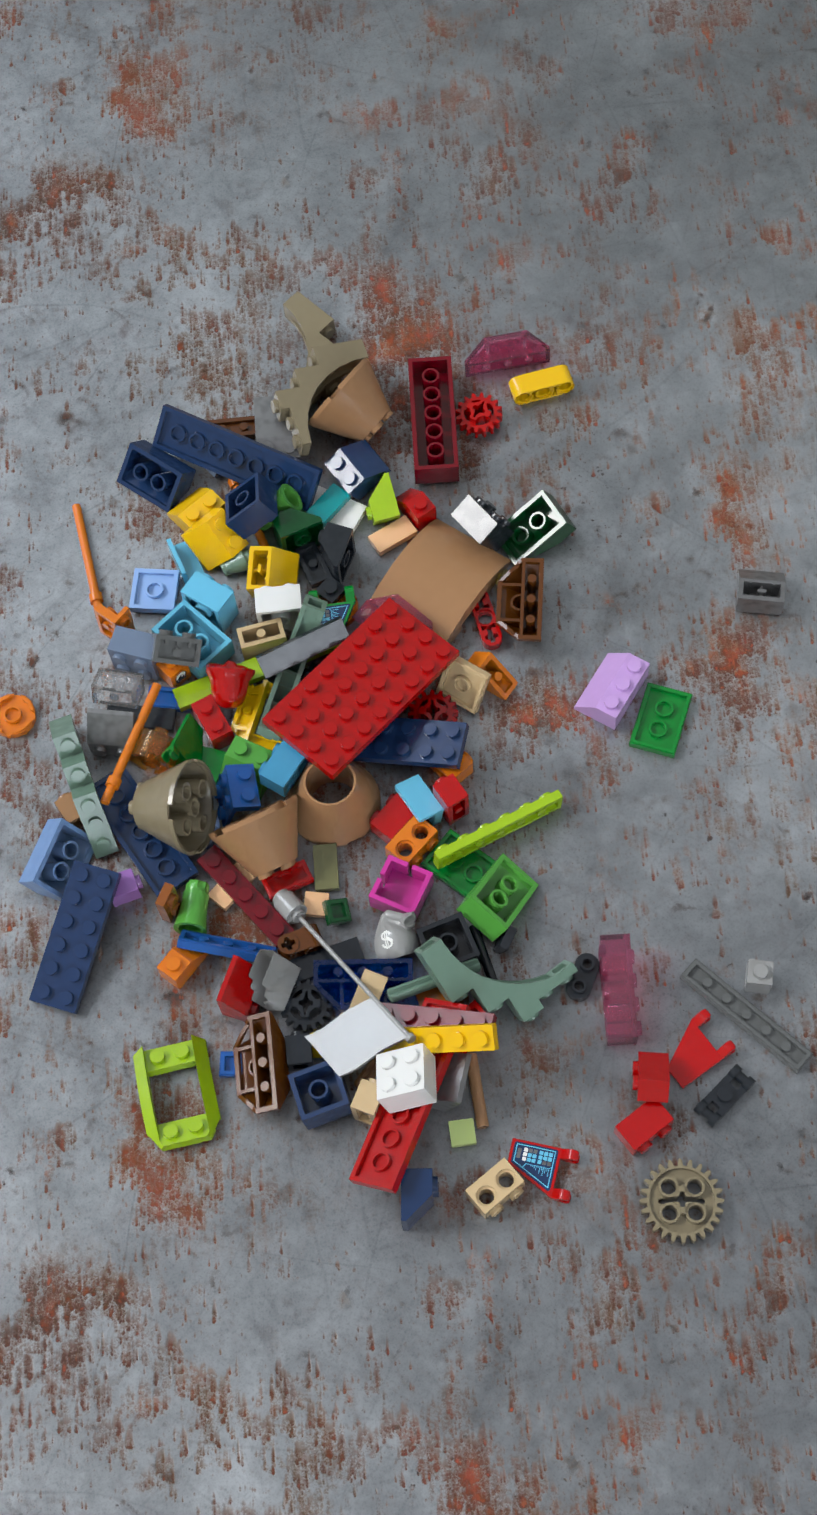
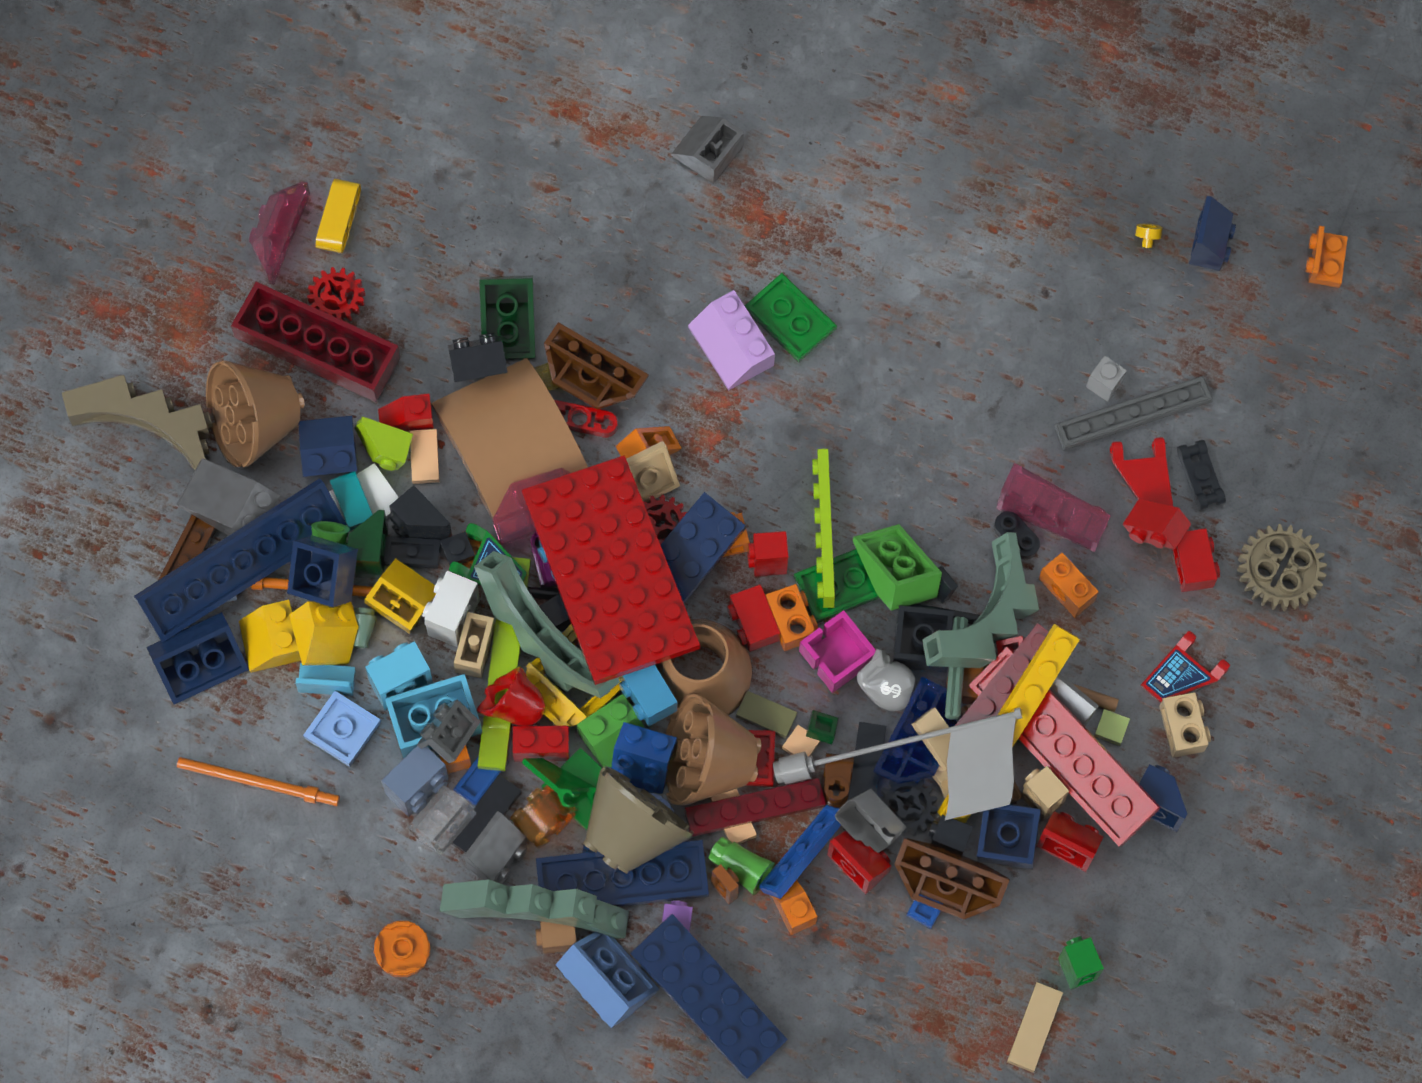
camera: 70 degrees left, 5 degrees up
(108, 619) = (364, 789): orange bracket -> none
(114, 780) = (565, 868): orange bar -> none
(170, 1059) = (888, 969): lime wedge -> none
(178, 1197) = (1034, 1027): none -> tan tile
(242, 1201) = (1080, 962): none -> green brick
(302, 647) = (530, 602): tile -> none
(325, 366) = (203, 441): dark tan arch -> none
(343, 1142) = (1070, 840): none -> red slope
(406, 1078) = (1054, 739): white brick -> none
(420, 800) = (751, 583): medium azure panel -> none
(561, 1036) = (1068, 585): none -> orange brick

